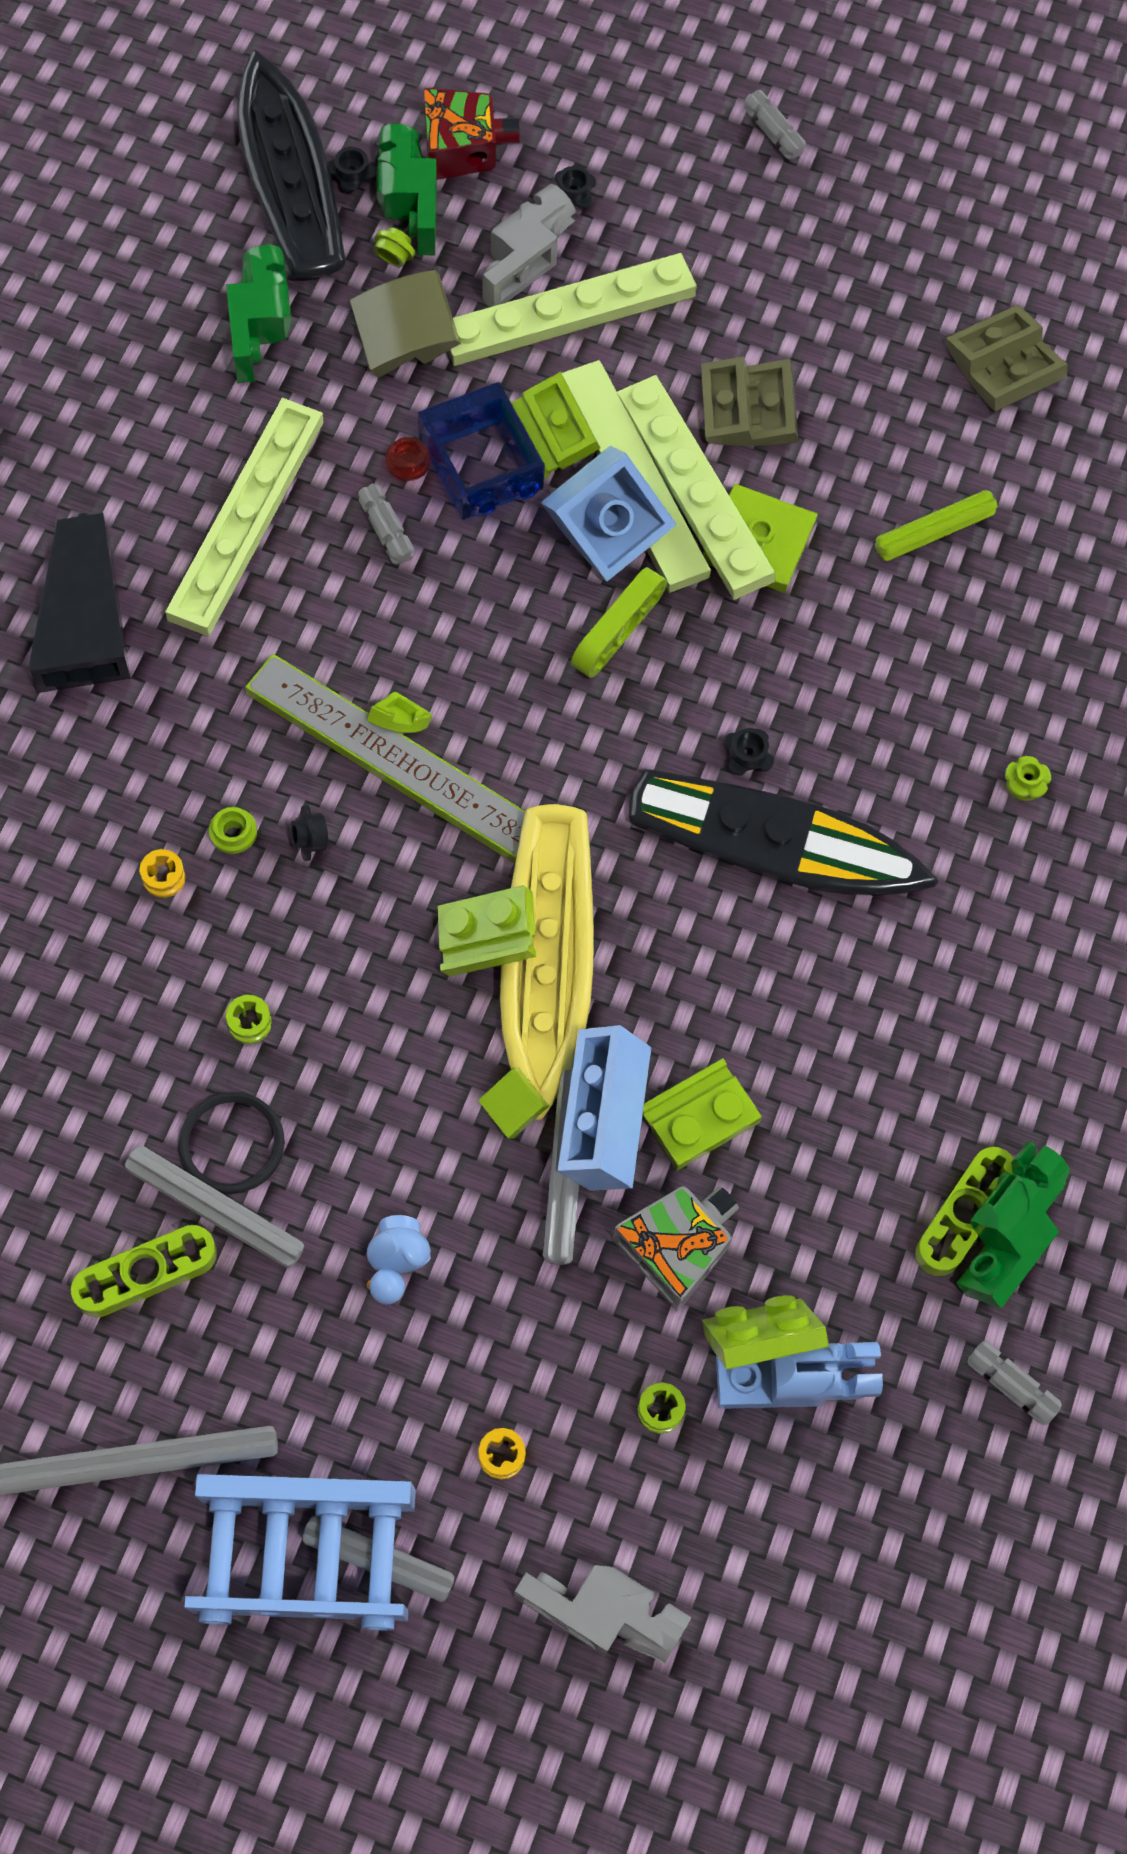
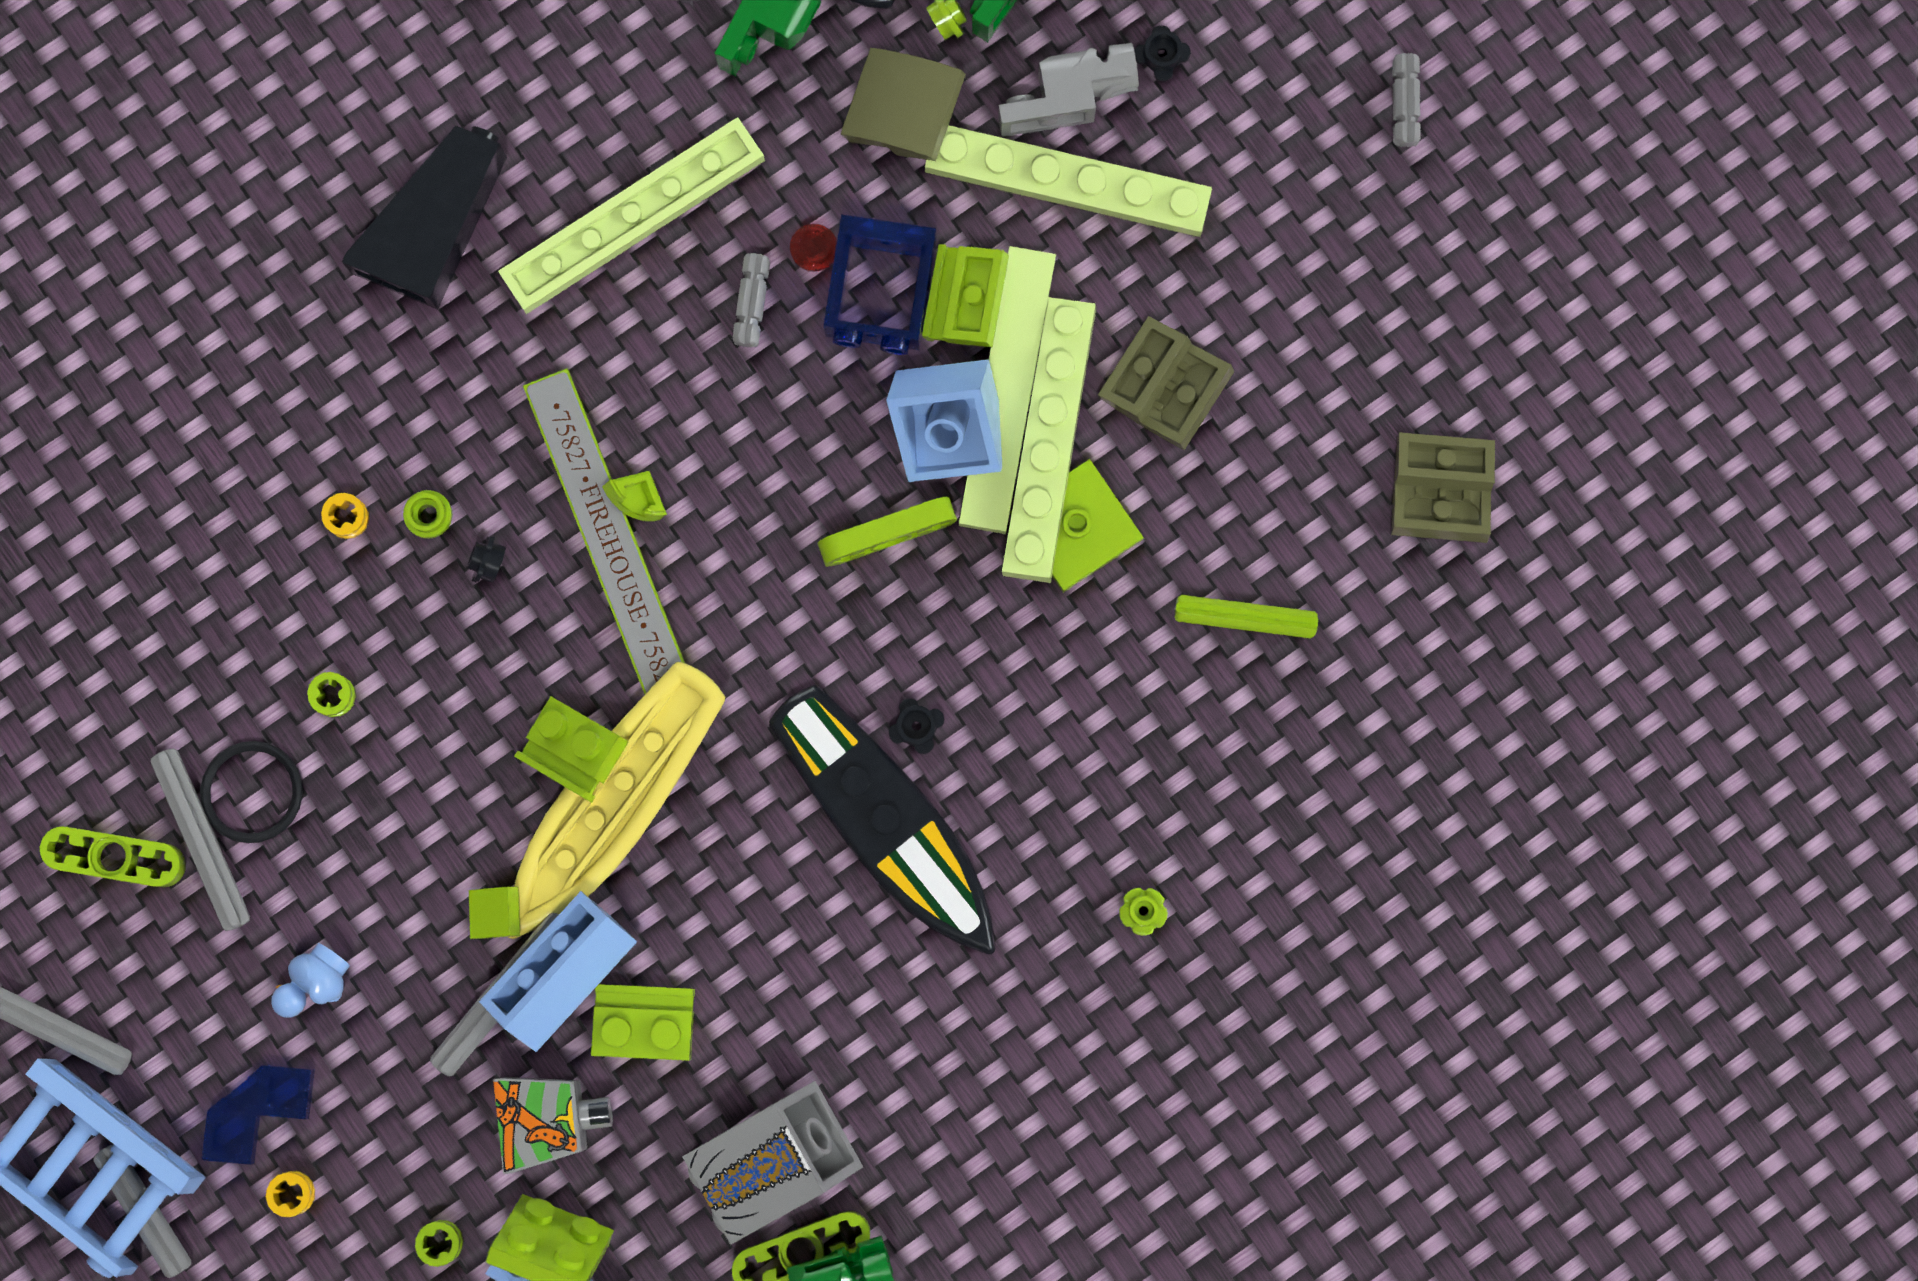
camera: 40 degrees right, 15 degrees up
(418, 1383) = (235, 1119): none -> clear blue tile
(891, 1154) = (772, 1163): none -> light grey slope

